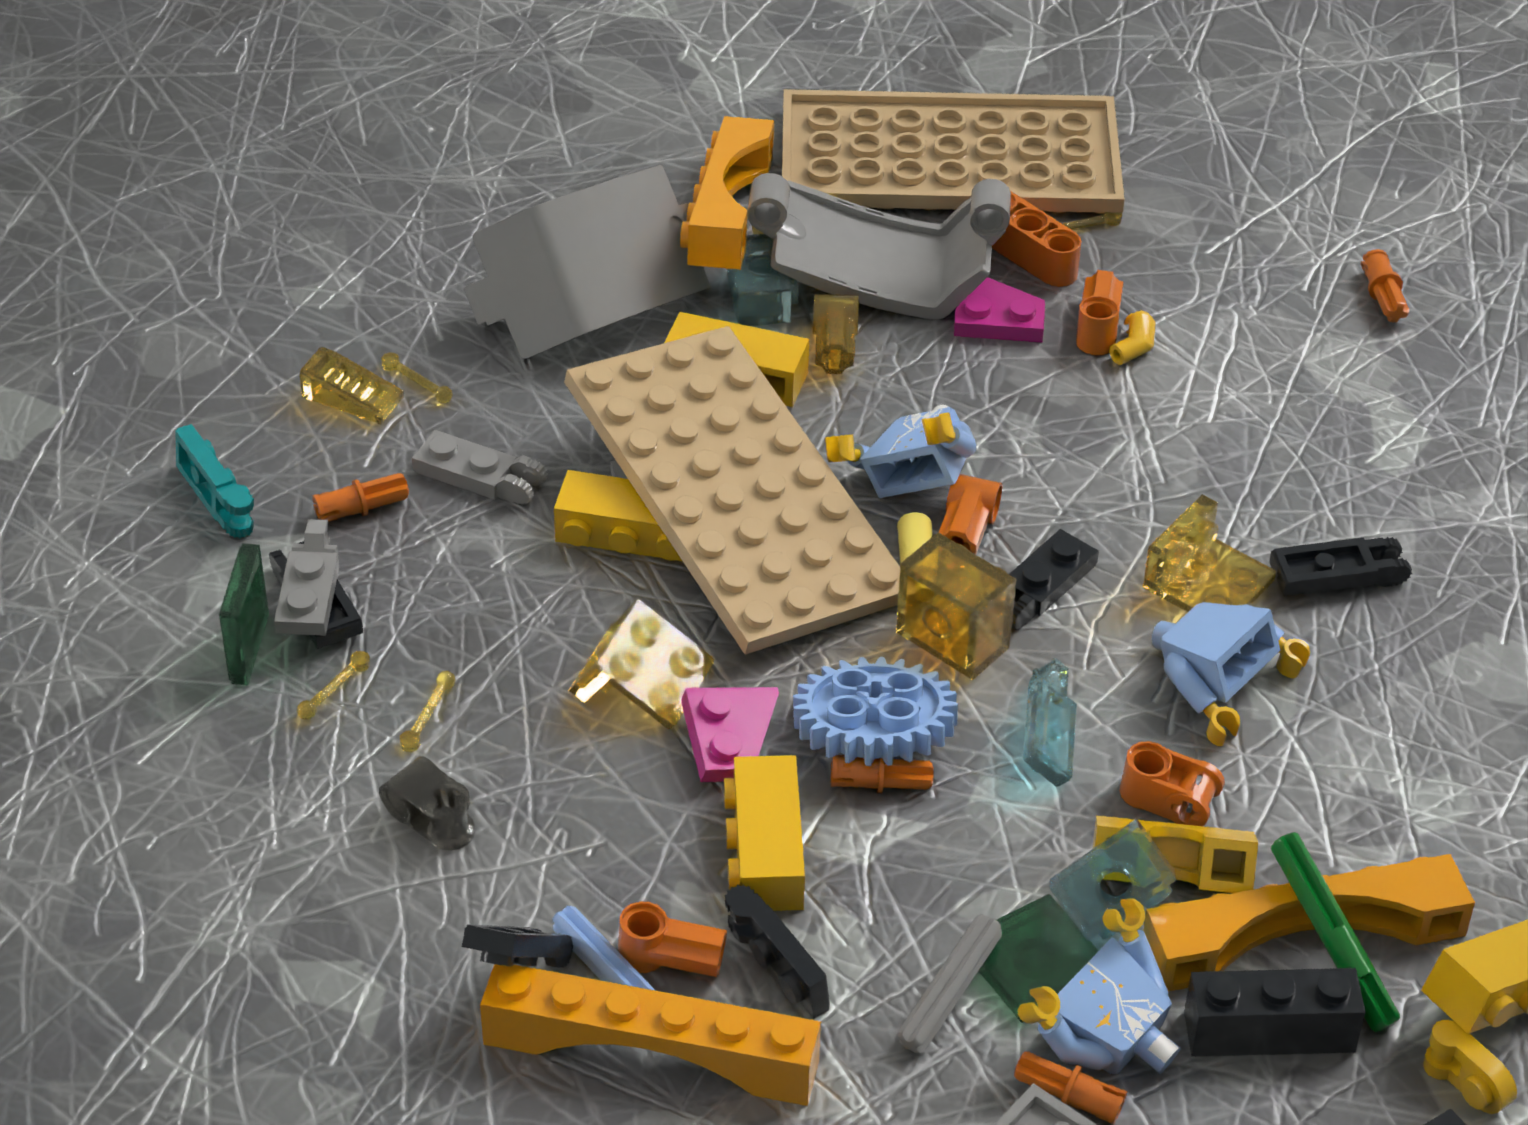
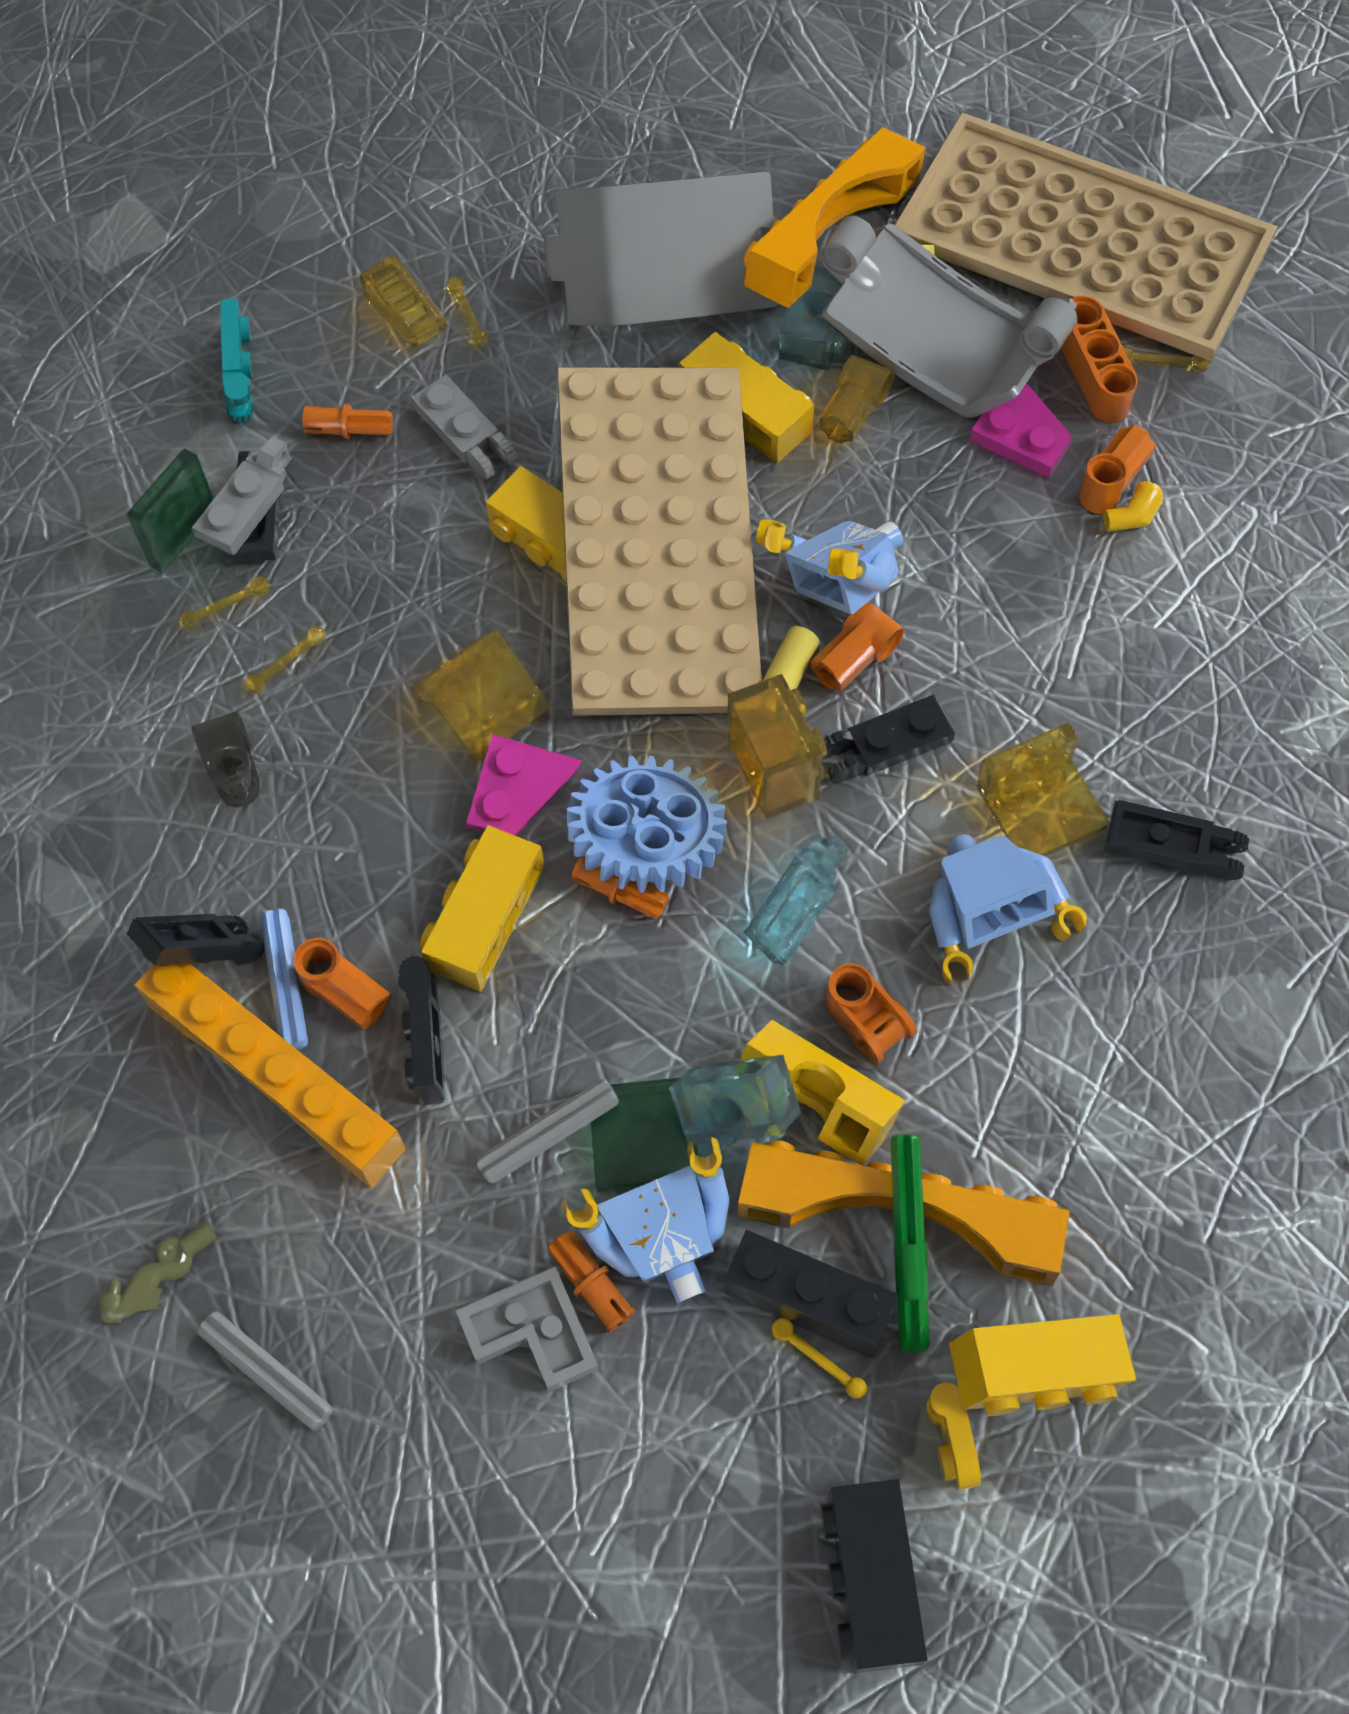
camera: 30 degrees right, 20 degrees up
(1264, 1061) = (783, 1331): none -> yellow hinge

